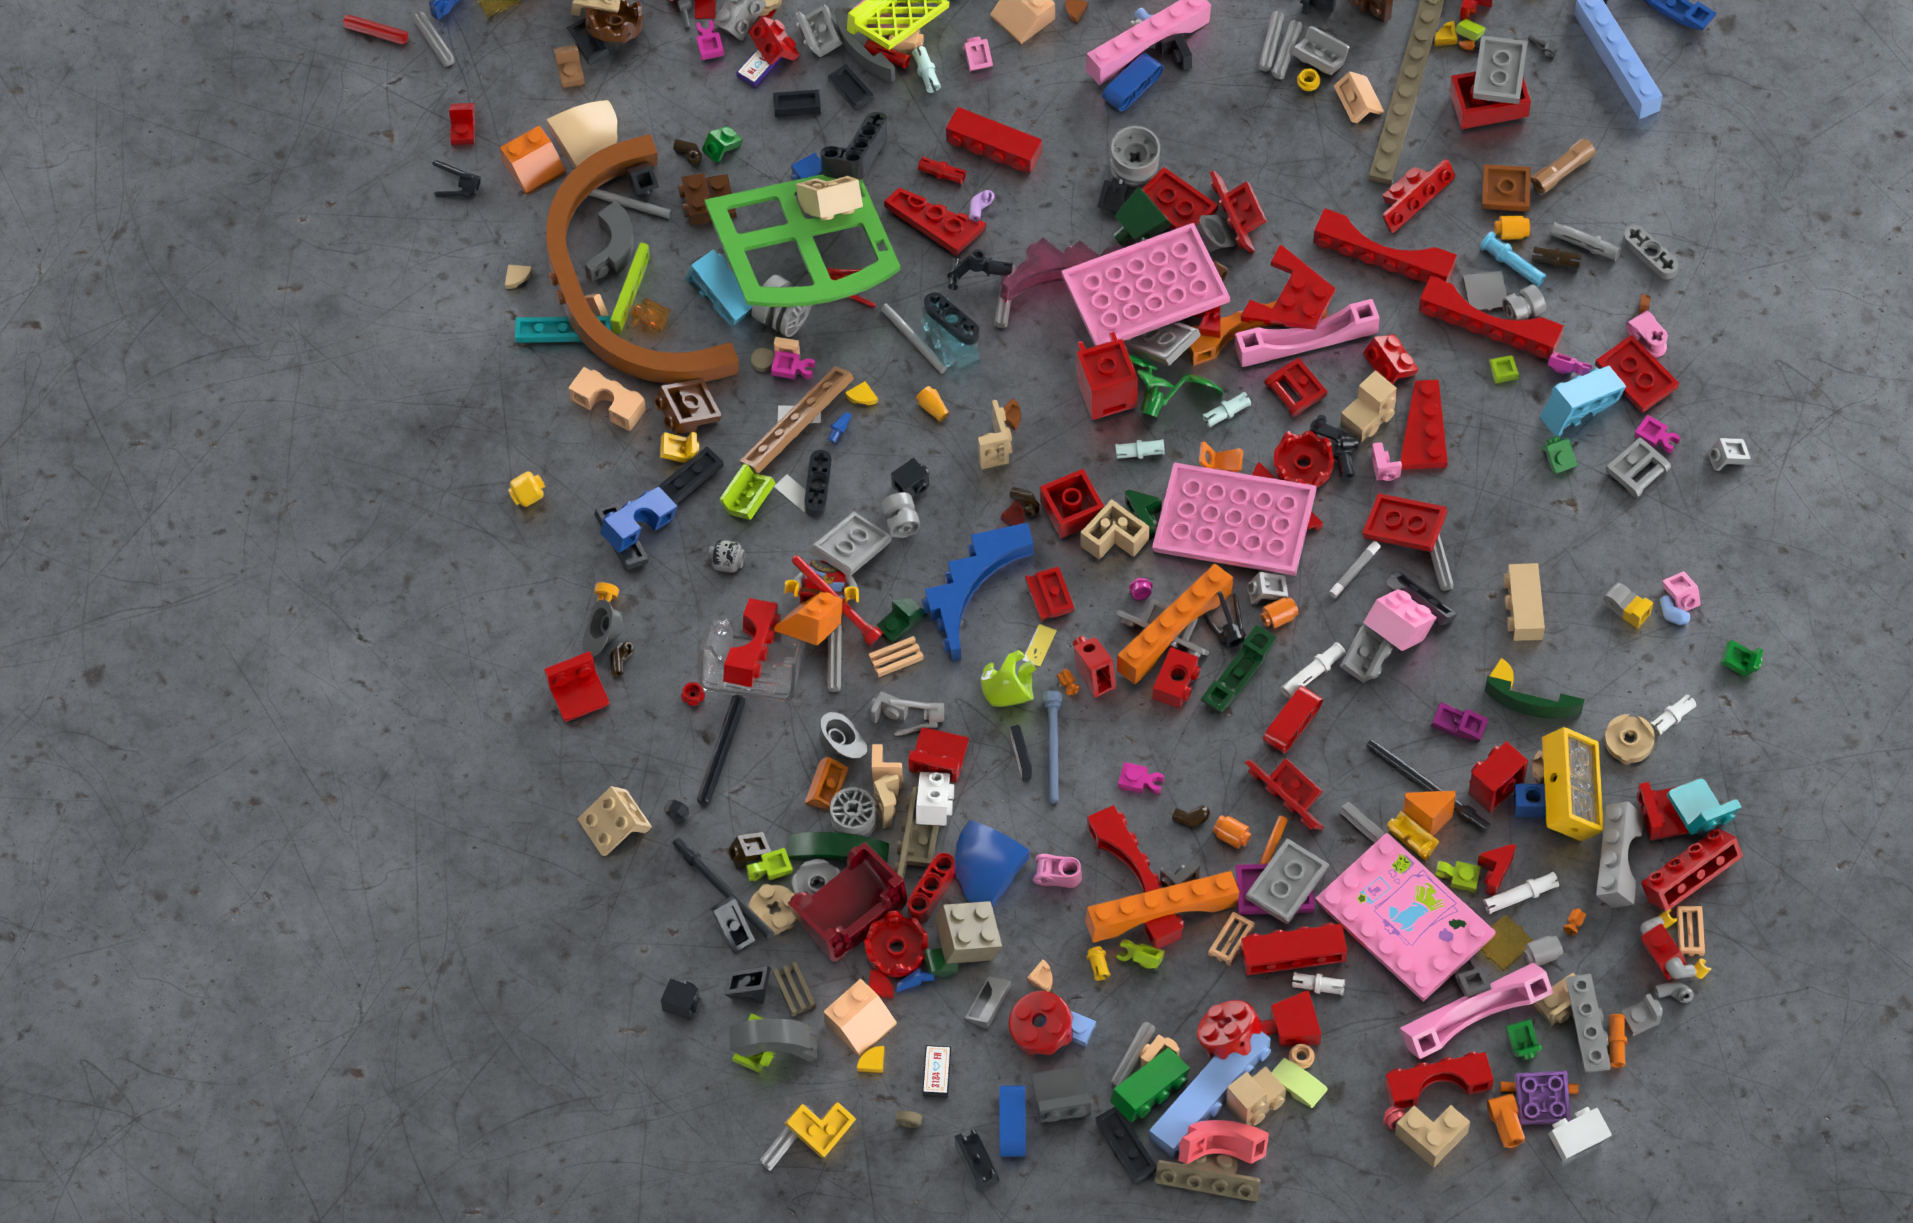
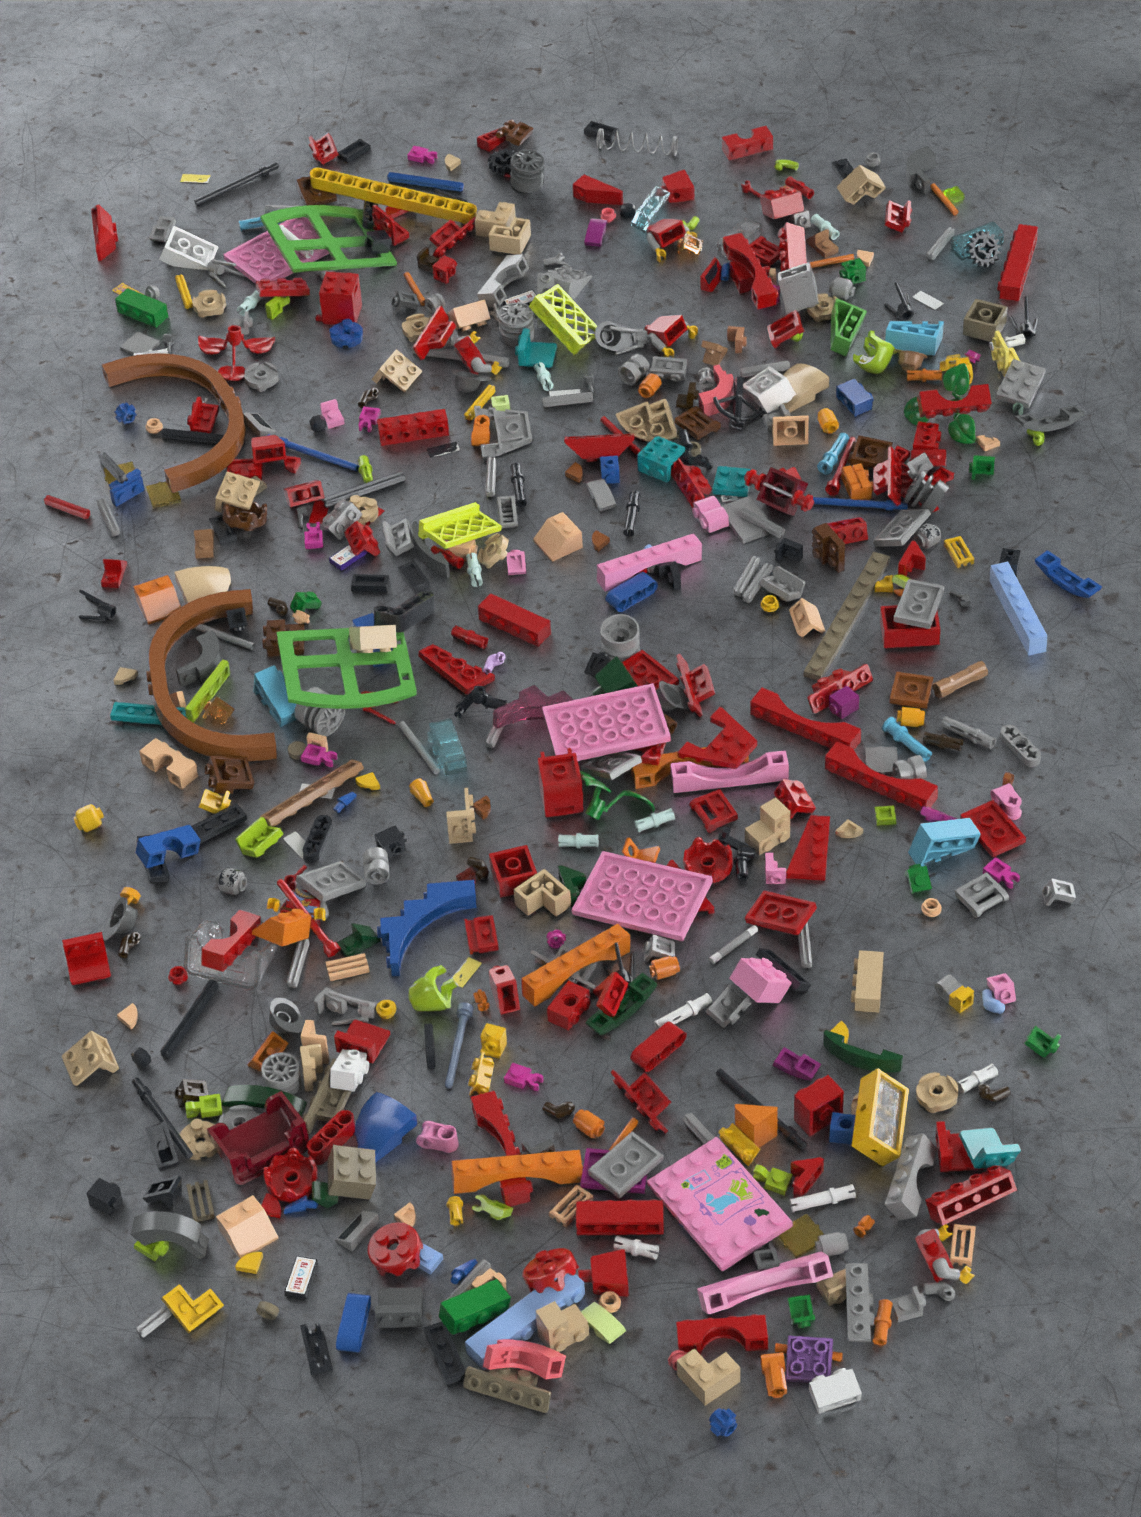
camera: 10 degrees right, 15 degrees down
(646, 756) = (129, 1016): none -> light nougat tile
(722, 165) = (301, 617): none -> light nougat plate
(801, 543) = (291, 879): none -> red hand
(943, 48) = (494, 550): none -> tan plate
(947, 309) = (449, 739): black beam -> none
(956, 714) = (386, 1009): none -> yellow plate
(1088, 773) = (482, 1067): none -> yellow hinge
(1095, 737) = (493, 1040): none -> yellow brick
(1123, 1039) = (462, 1271): none -> blue bar
(1224, 657) = (610, 993): none -> red slope
(1427, 215) = (844, 702): none -> magenta brick
(1460, 1188) = (723, 1422): none -> blue gear
(1464, 395) = (849, 830): none -> tan tile
(1581, 486) = (931, 907): none -> light nougat plate
(1689, 733) = (993, 1095): none -> dark brown arm

